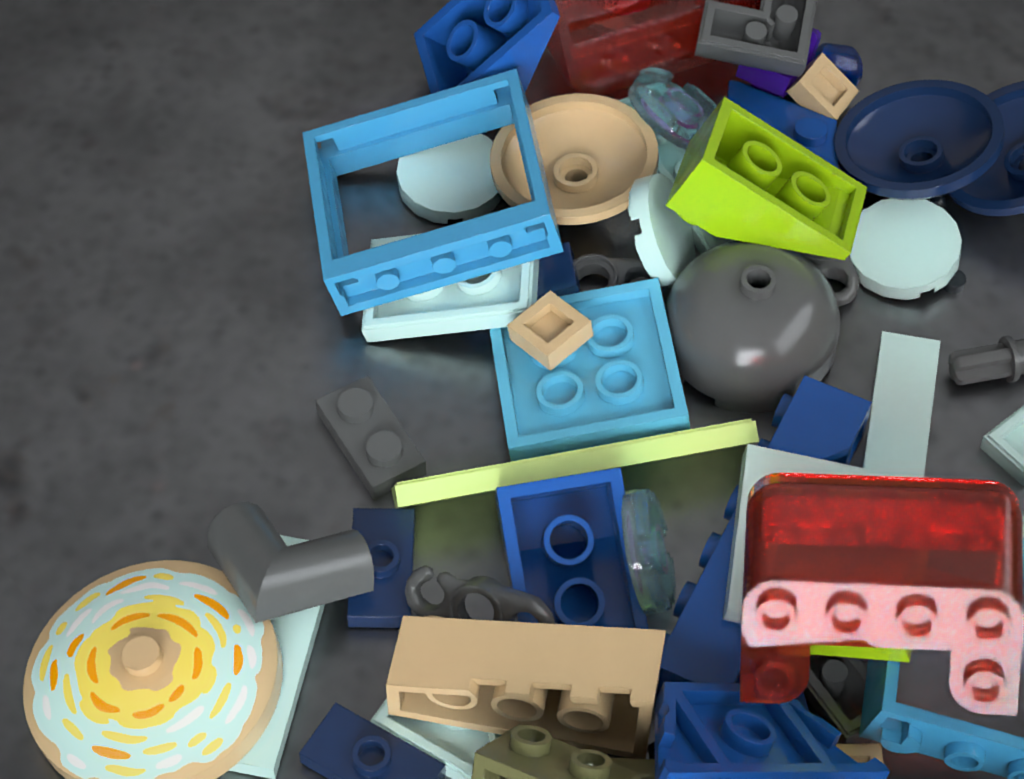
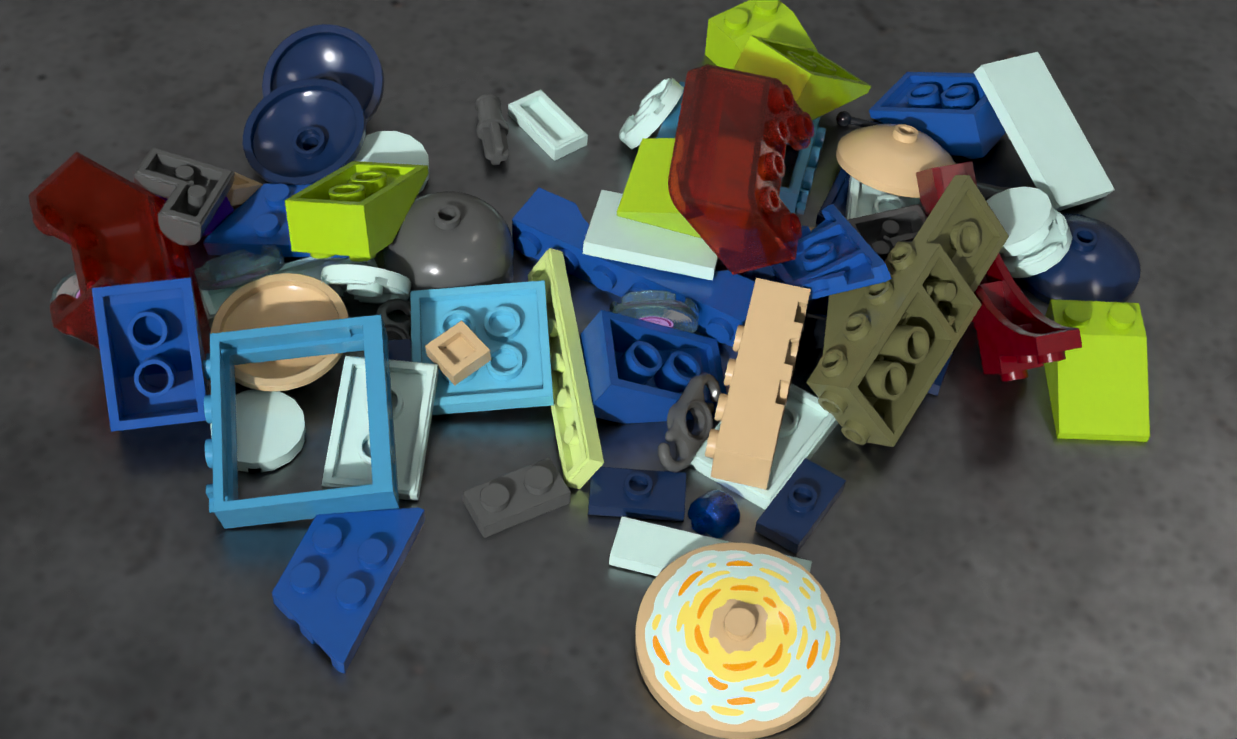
camera: 90 degrees left, 5 degrees down
(248, 279) = (344, 575): none -> blue wing
(285, 578) = (664, 537): dark grey brick -> none
(358, 661) = (714, 513): none -> clear blue piece
(901, 406) = (514, 186): light aqua tile -> none

